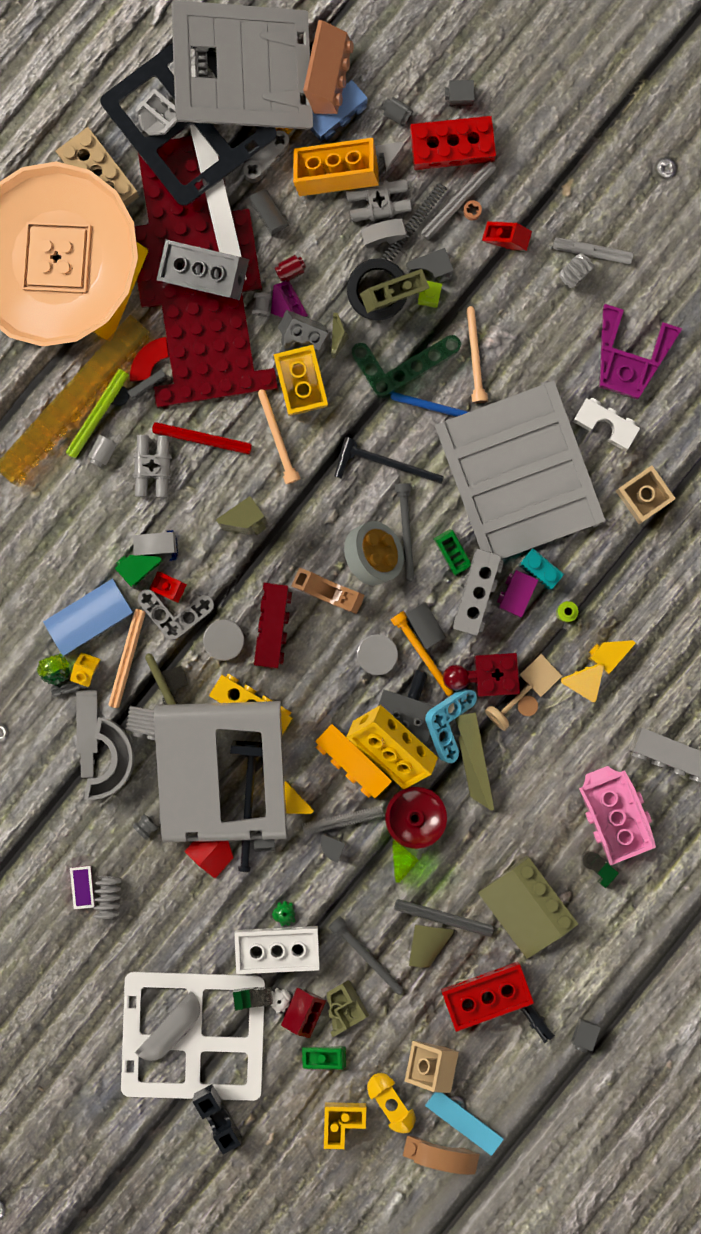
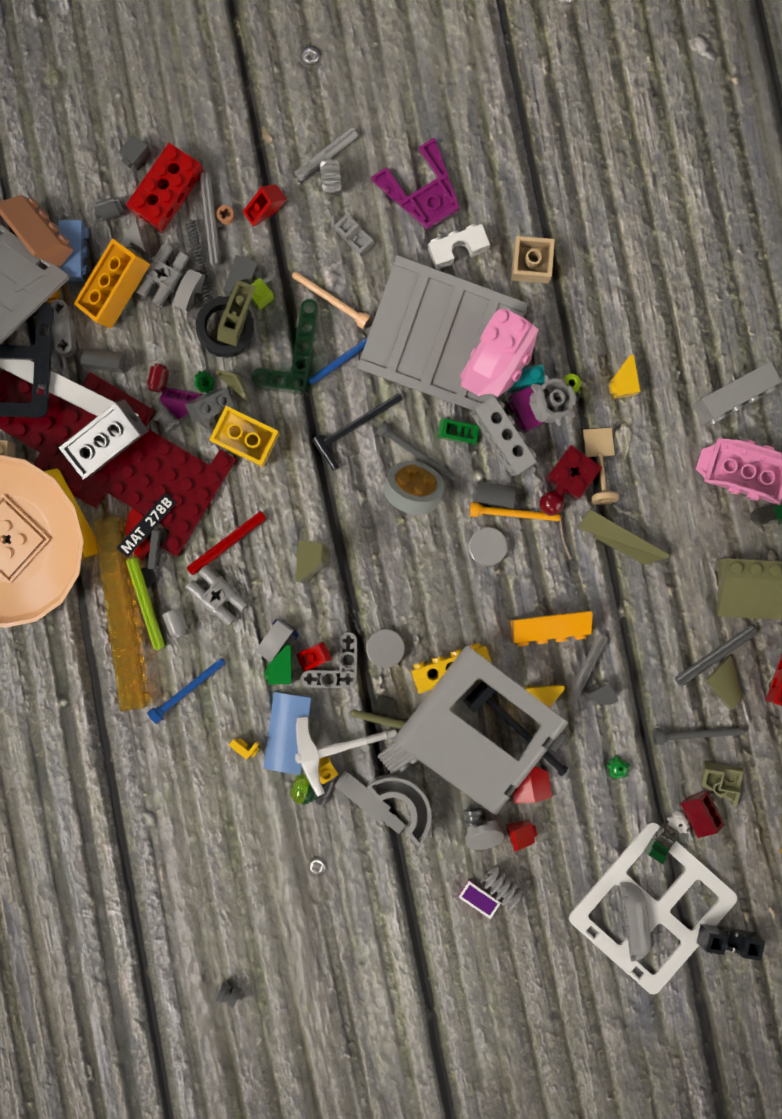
camera: 45 degrees left, 0 degrees up
(15, 498) = (156, 714): none -> blue piece
(45, 590) = (242, 748): none -> yellow bracket
(86, 648) = (309, 755): none -> white piece
(127, 658) = (339, 727): light nougat axle -> none
(137, 847) = (484, 836): none -> light grey tile
(164, 877) = (521, 834): none -> red slope
(173, 361) = (146, 525): none -> black sticker
(268, 961) = (649, 807): white brick -> none
(271, 625) = (404, 605): dark red wedge -> none
(290, 473) = (306, 500): light nougat piece -> none
(318, 308) = (203, 382): none -> green animal
(324, 1057) = (746, 825): green slope -> none
(327, 591) = (413, 543): medium nougat arch -> none
(392, 747) = (566, 590): yellow brick -> none
(403, 860) = (654, 651): clear neon green slope -> none
(409, 709) = (549, 562): dark grey piece -> none
(426, 806) = (639, 606): dark red dish -> none
(444, 718) = (596, 551): medium azure beam -> none
(527, 705) = (613, 469): medium nougat tile -> none
(538, 533) = (500, 354): none -> bright pink slope
(539, 607) = (552, 401): none -> light grey brick
(544, 330) = (354, 235): none -> light grey slope
(585, 681) = (631, 413): yellow piece -> none

